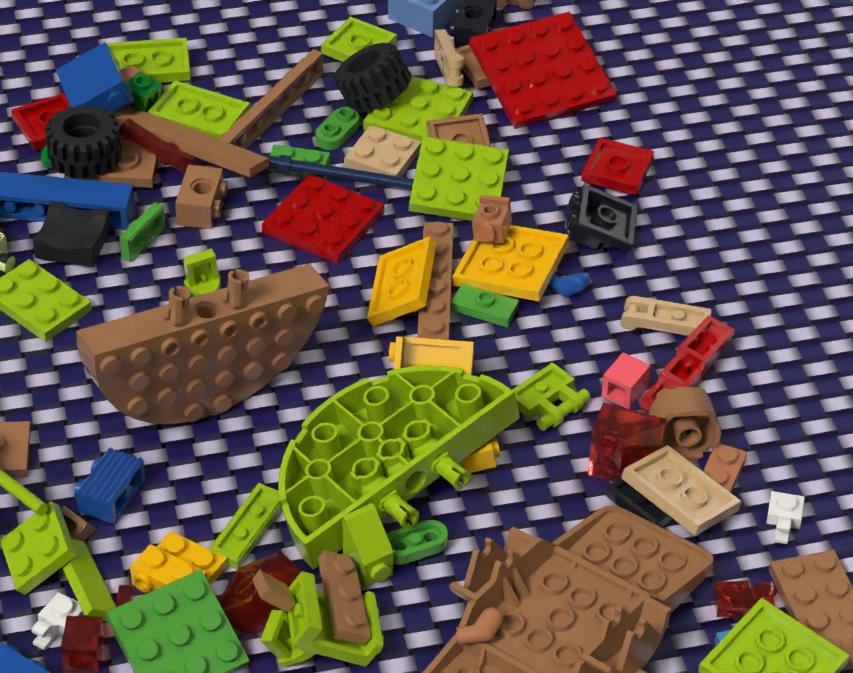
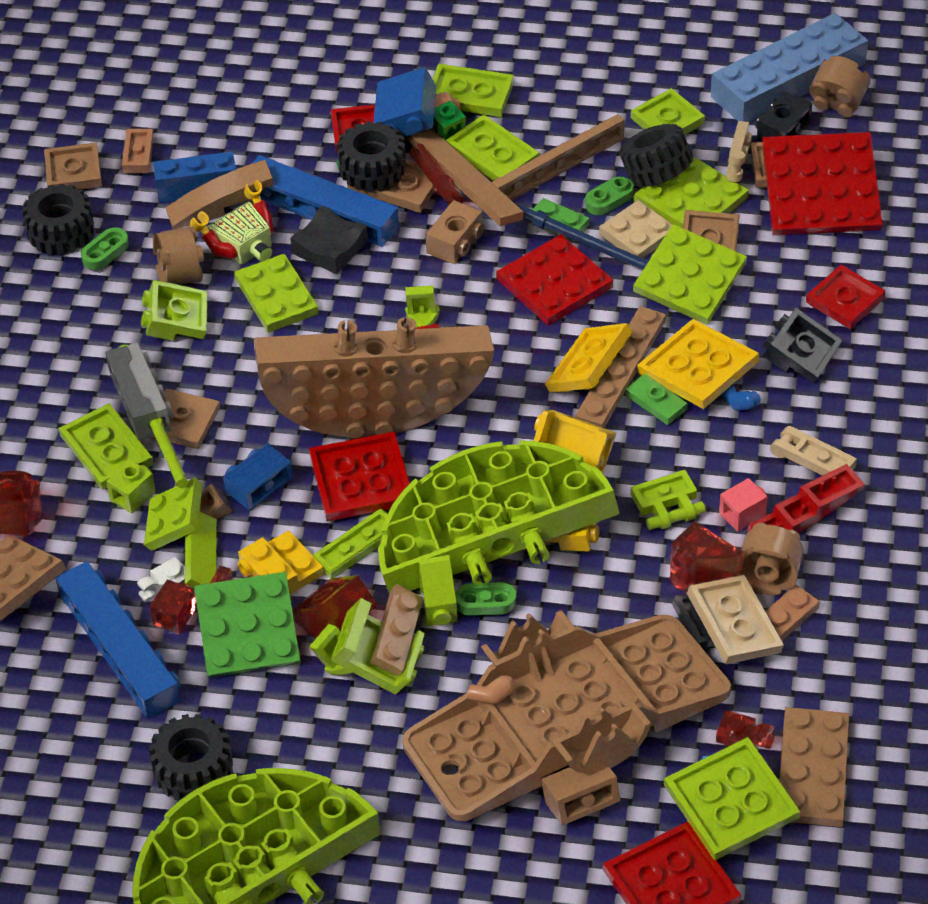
camera: 25 degrees right, 5 degrees up
(142, 232) = (389, 253): bright green plate -> none
(220, 456) = (359, 475): none -> red plate
(273, 591) = (333, 608): medium nougat tile -> none
(492, 219) = (695, 321): nougat brick -> none
(785, 513) = (823, 666): white plate -> none

